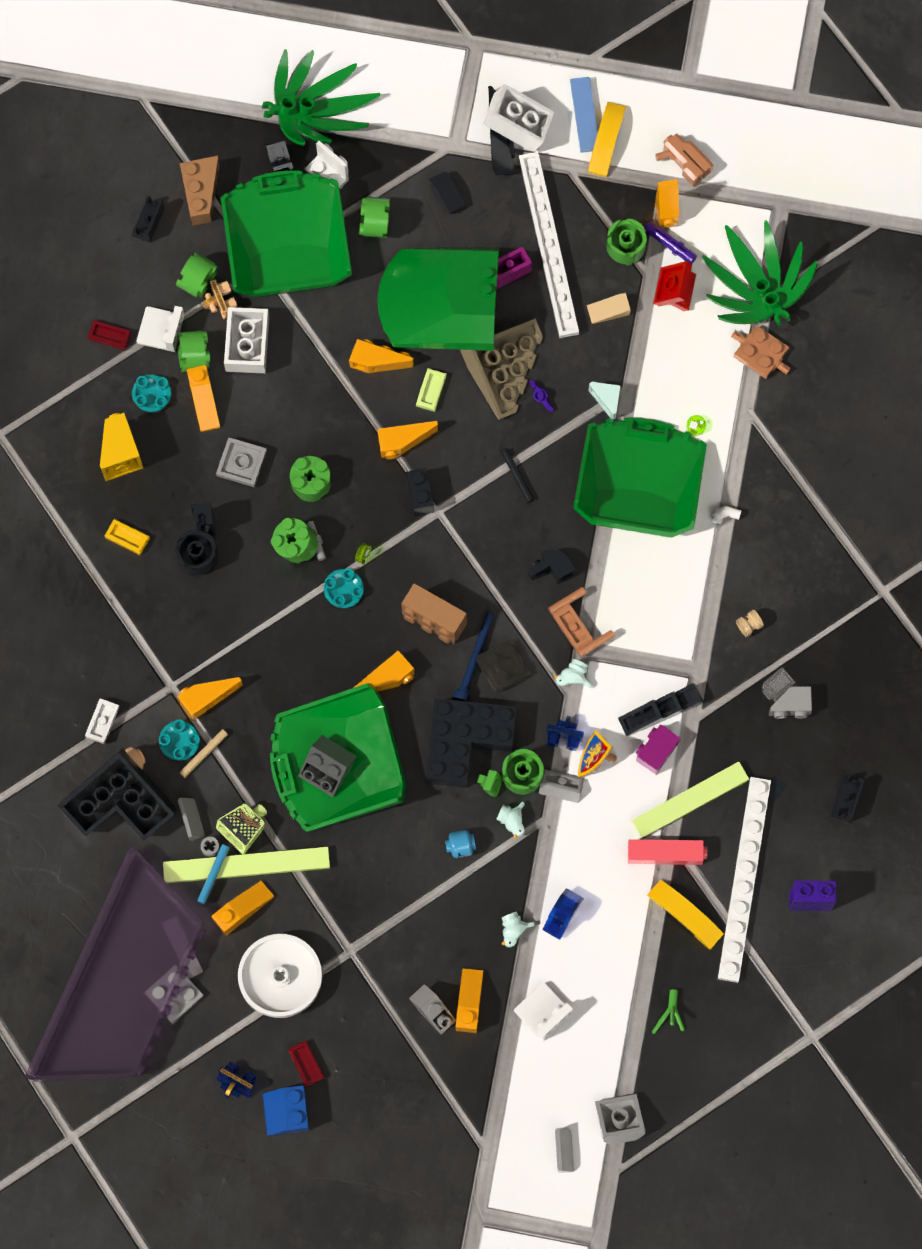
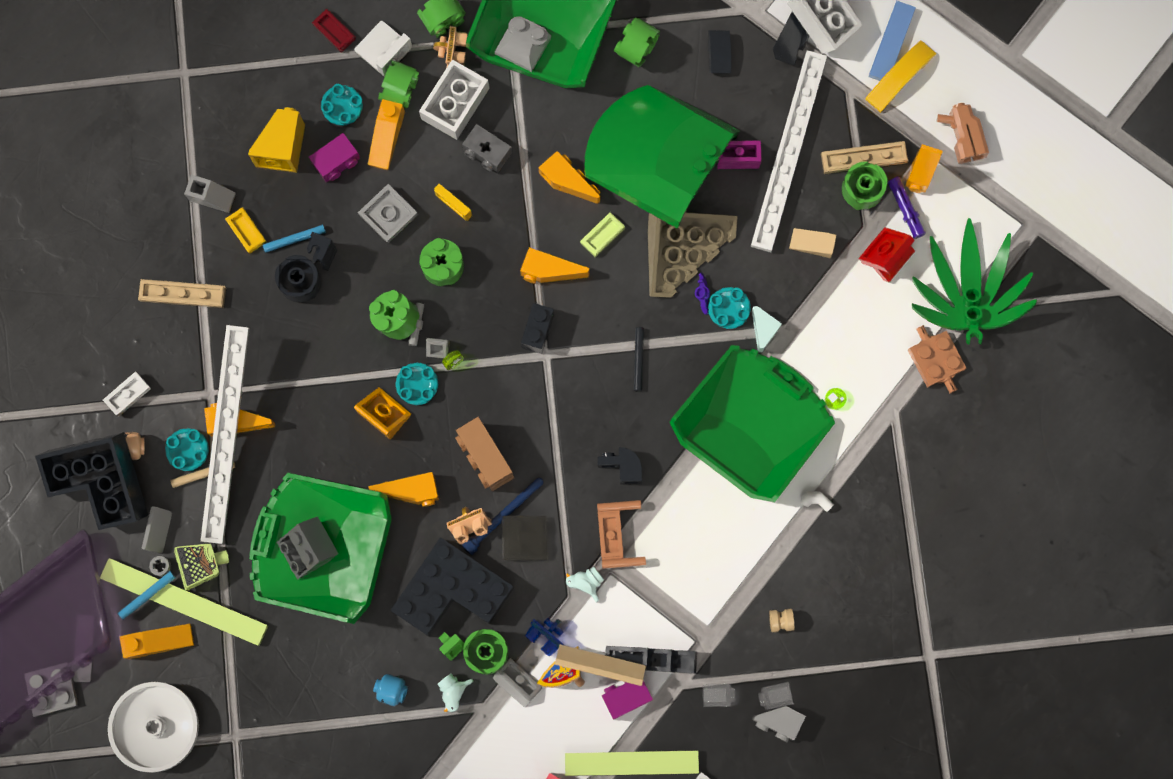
camera: 30 degrees right, 5 degrees up
(81, 521) = (209, 194): none -> light grey slope
(101, 616) = (182, 293): none -> tan tile
(171, 438) = (335, 158): none -> magenta brick
(171, 523) = (293, 238): none -> dark azure bar
(208, 707) = (225, 434): none -> white plate
(279, 265) = (523, 43): none -> light grey slope
(288, 361) = (482, 139): none -> flat silver brick
(291, 425) = (453, 202): none -> yellow tile
(328, 626) = (383, 412): none -> light orange slope
(344, 550) = (437, 348): none -> light grey slope
(451, 677) = (469, 522): none -> light nougat hips
(569, 396) = (729, 307): none -> teal dish
(598, 228) = (880, 154): none -> tan tile
(623, 731) = (600, 665): none -> tan tile
(730, 709) = (718, 695): none -> clear brick

